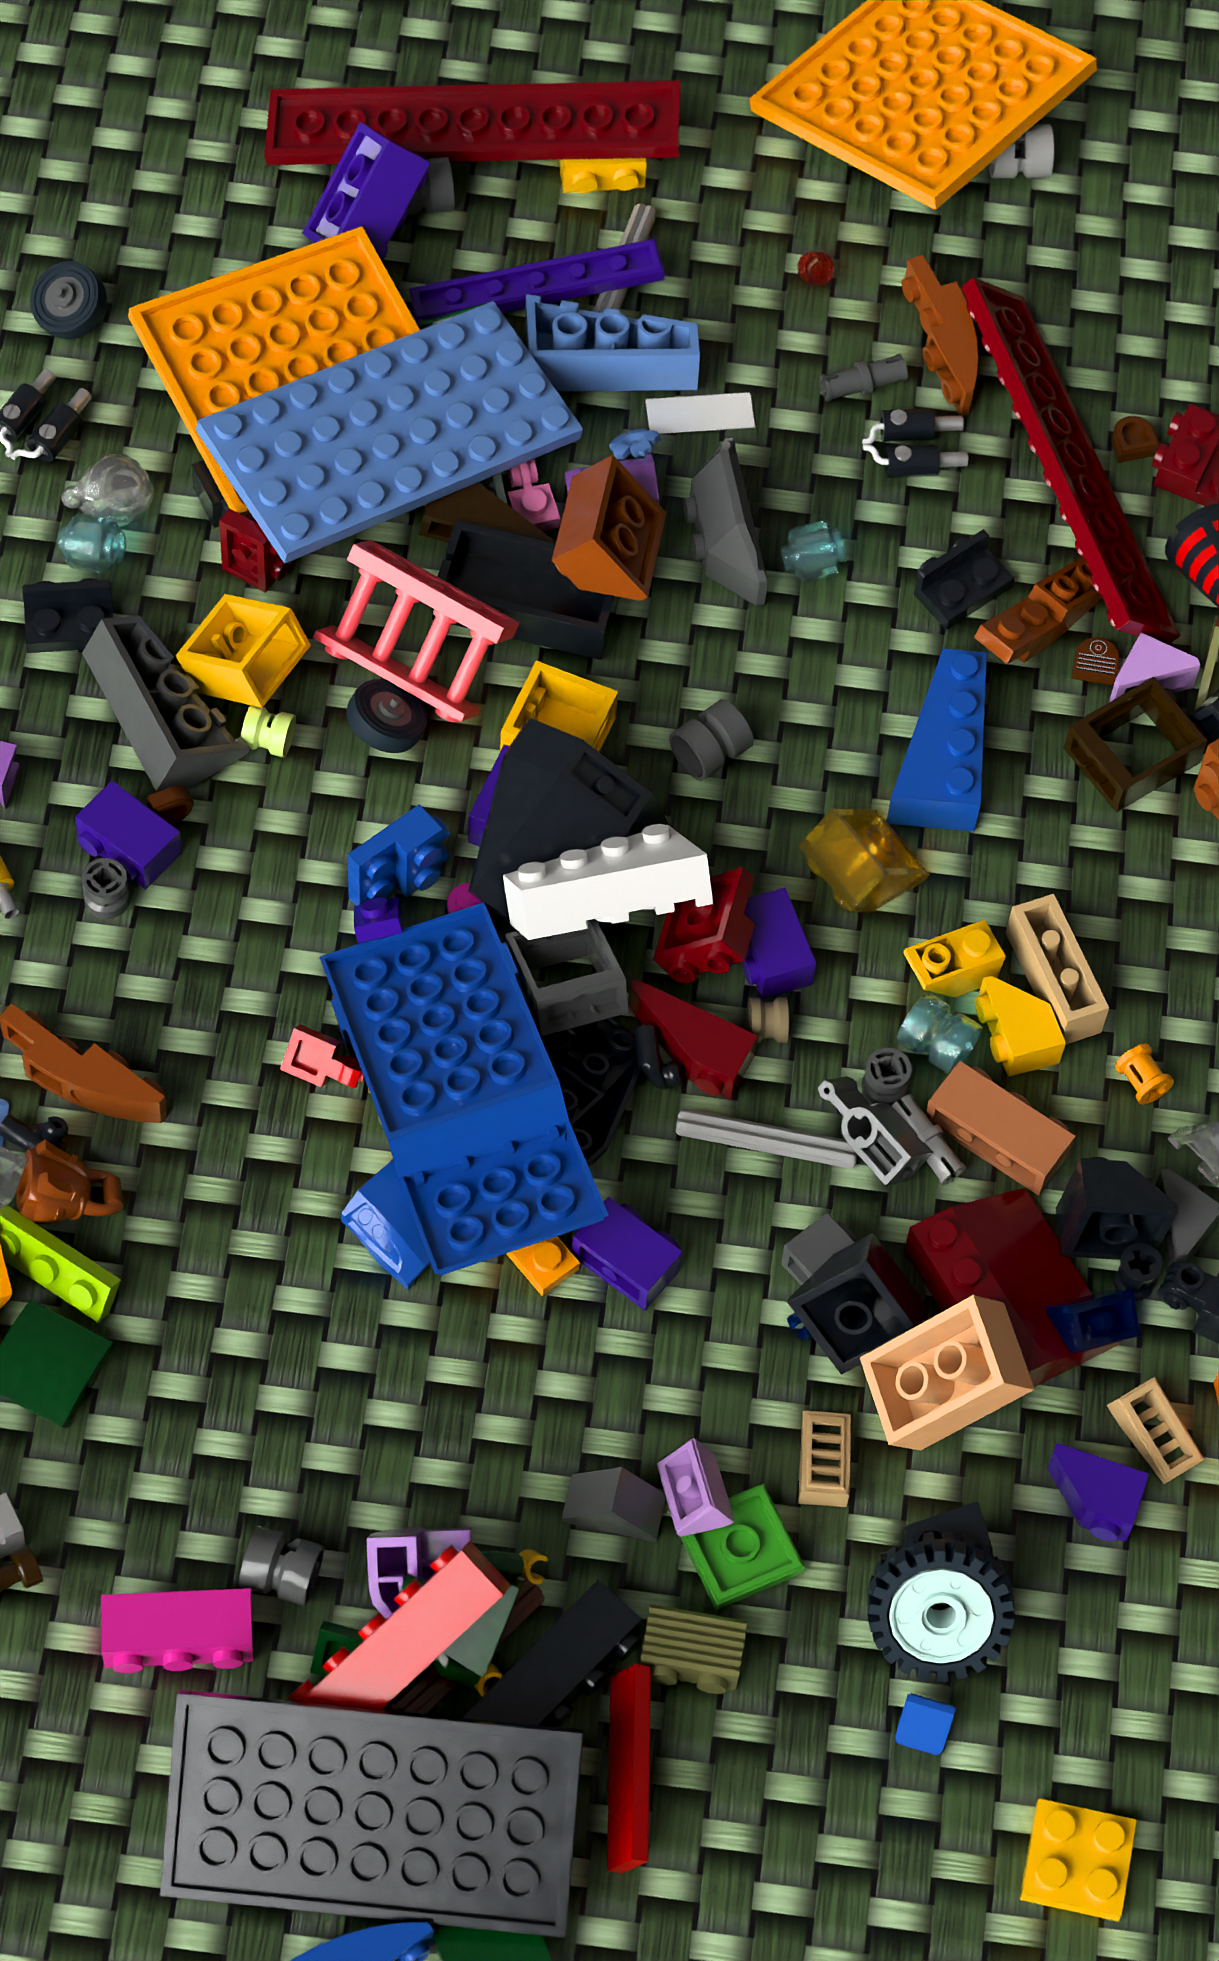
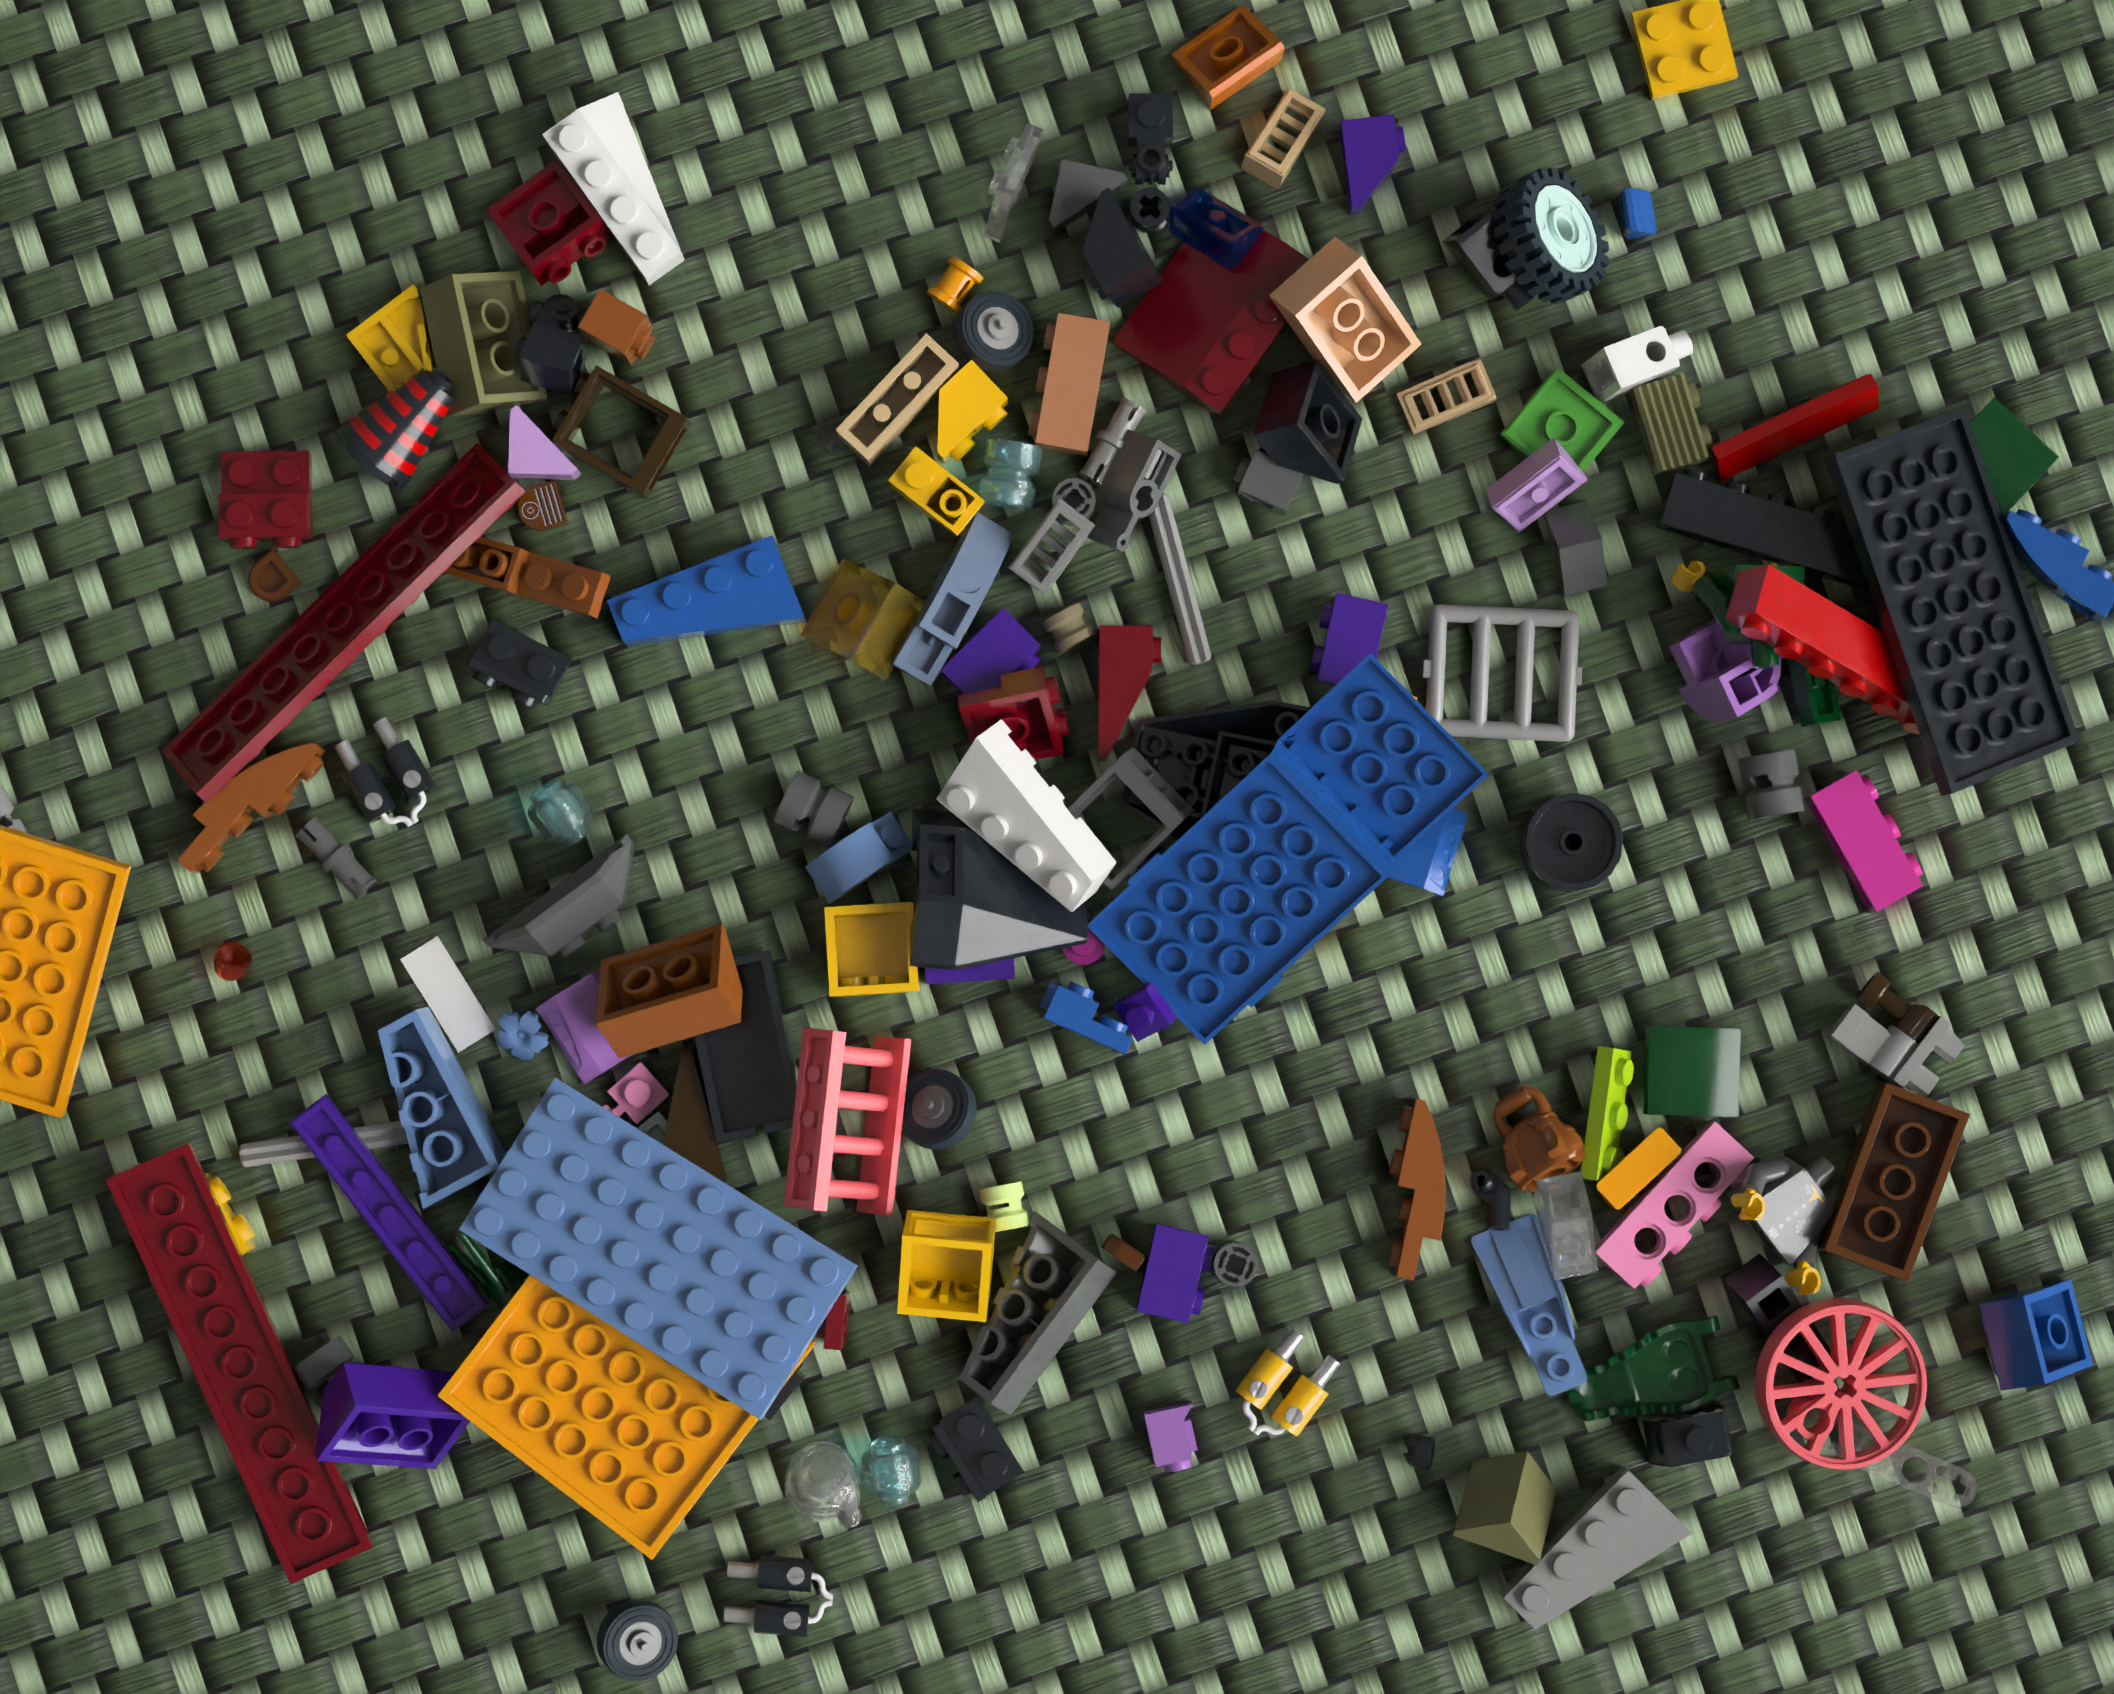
camera: 115 degrees left, 25 degrees up
(315, 1059) = (1304, 994): plate -> none
(328, 1349) = (1545, 849): none -> black wheel
(565, 1426) = (1526, 620): none -> light grey bar
(650, 753) = (859, 857): none -> medium blue brick
(650, 1061) = (1161, 707): black arm -> none
(775, 1622) = (1635, 362): none -> white torso
(847, 933) = (954, 599): none -> sand blue slope
(851, 1030) = (1032, 571): none -> light grey slope
(1083, 1083) = (994, 331): none -> black wheel

